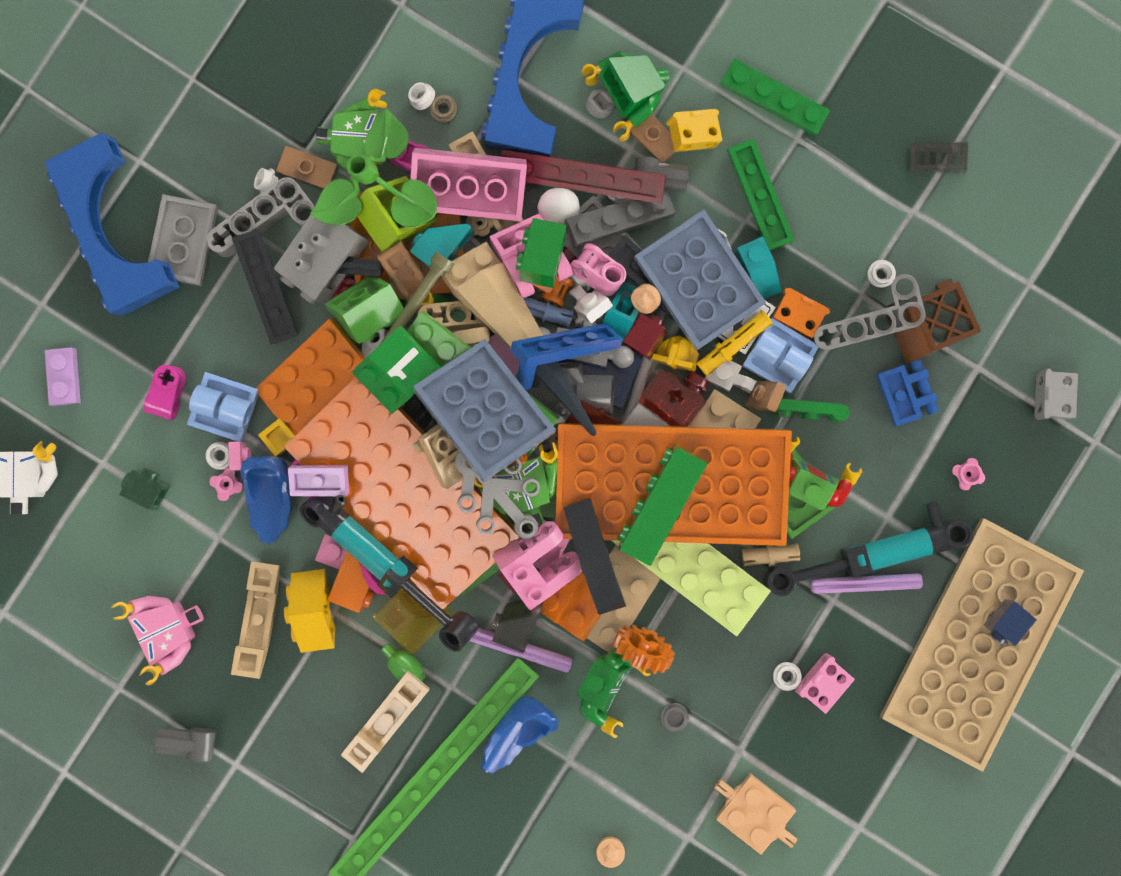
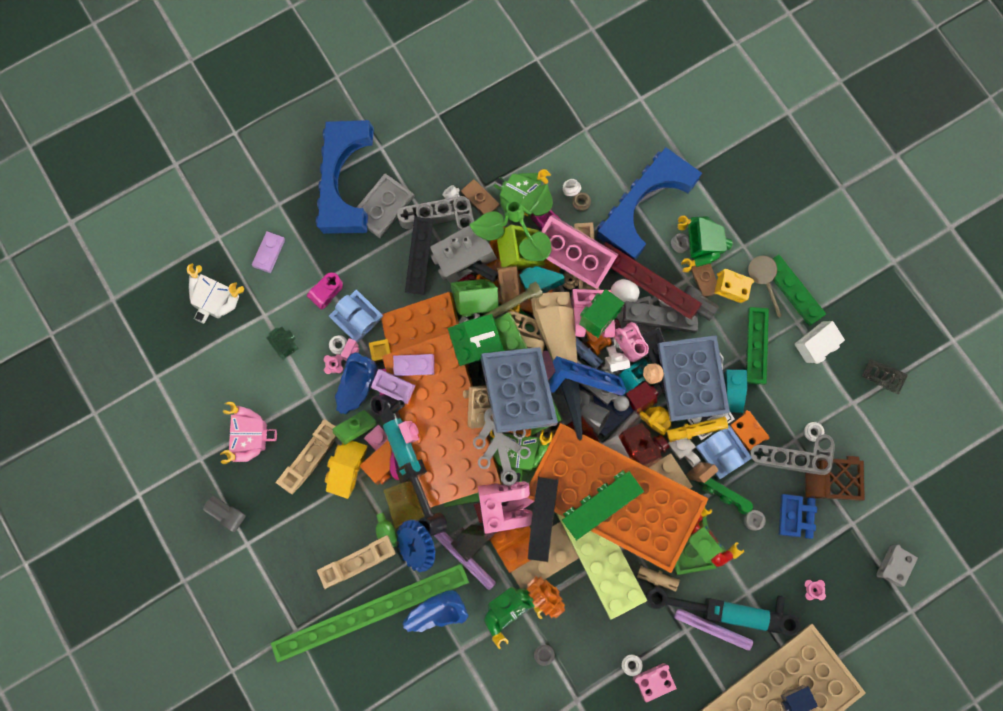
camera: 30 degrees right, 10 degrees down
(295, 553) = (354, 427): none -> bright green plate
(331, 440) = (413, 365): none -> lavender plate
(369, 529) = (409, 431): none -> bright pink plate
(450, 665) = (416, 545): none -> blue gear
(724, 91) = (763, 271): none -> dark tan piece
(838, 153) = (819, 342): none -> white brick
(857, 424) = (754, 520): none -> light grey tile

